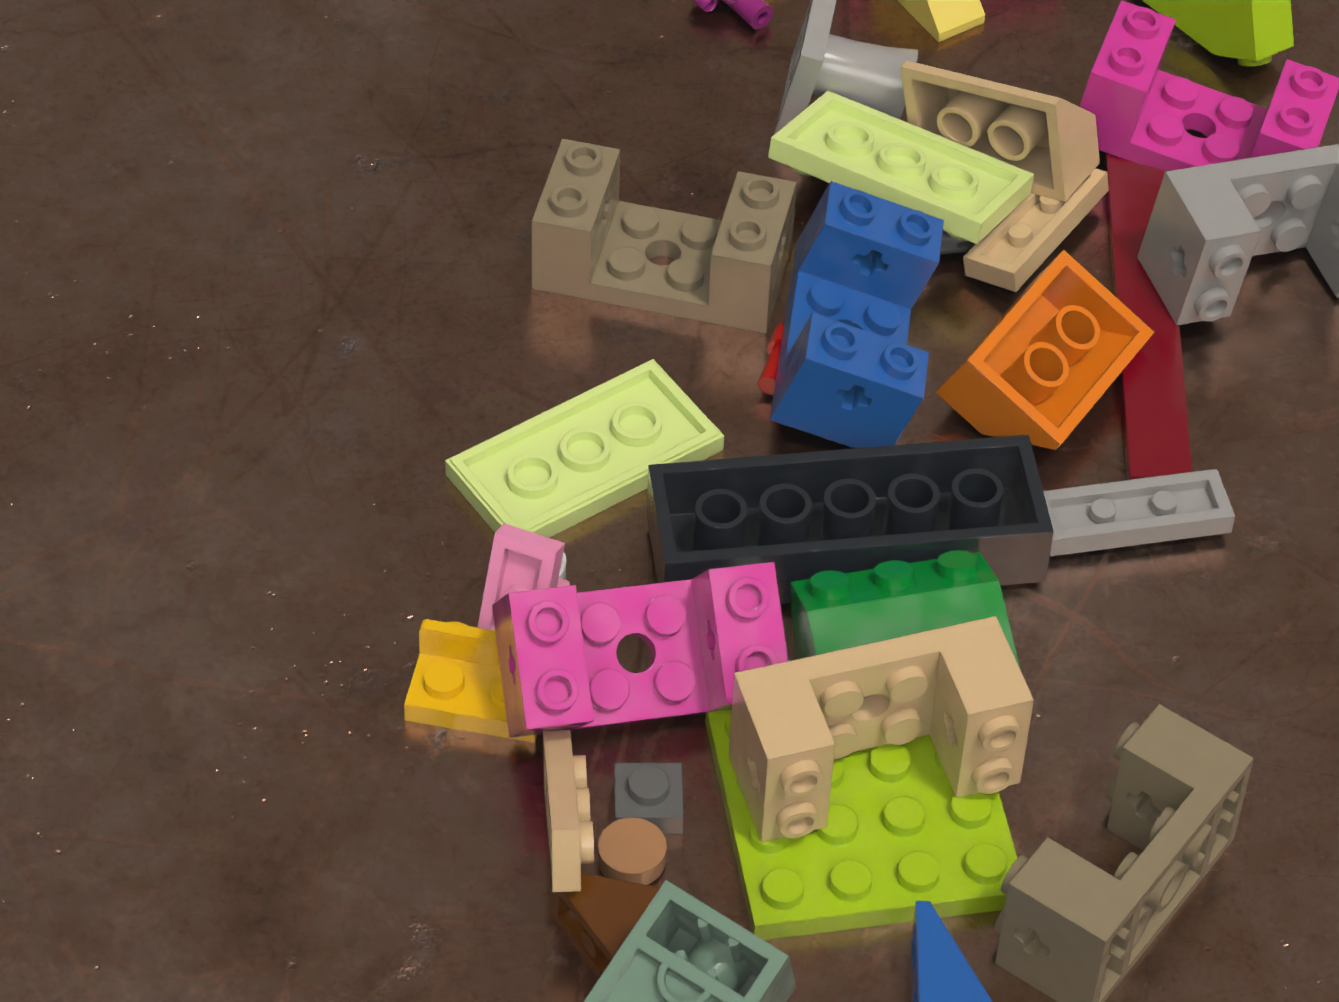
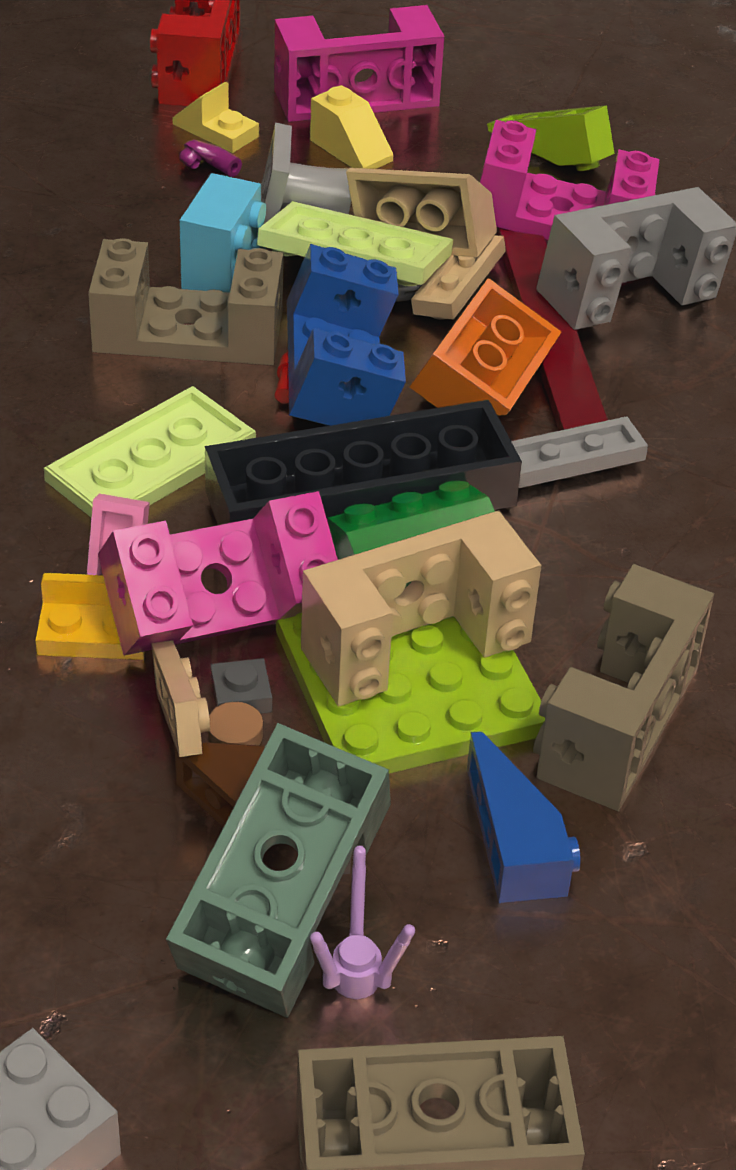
camera: 10 degrees left, 5 degrees down
(717, 132) = (214, 227): none -> medium azure brick

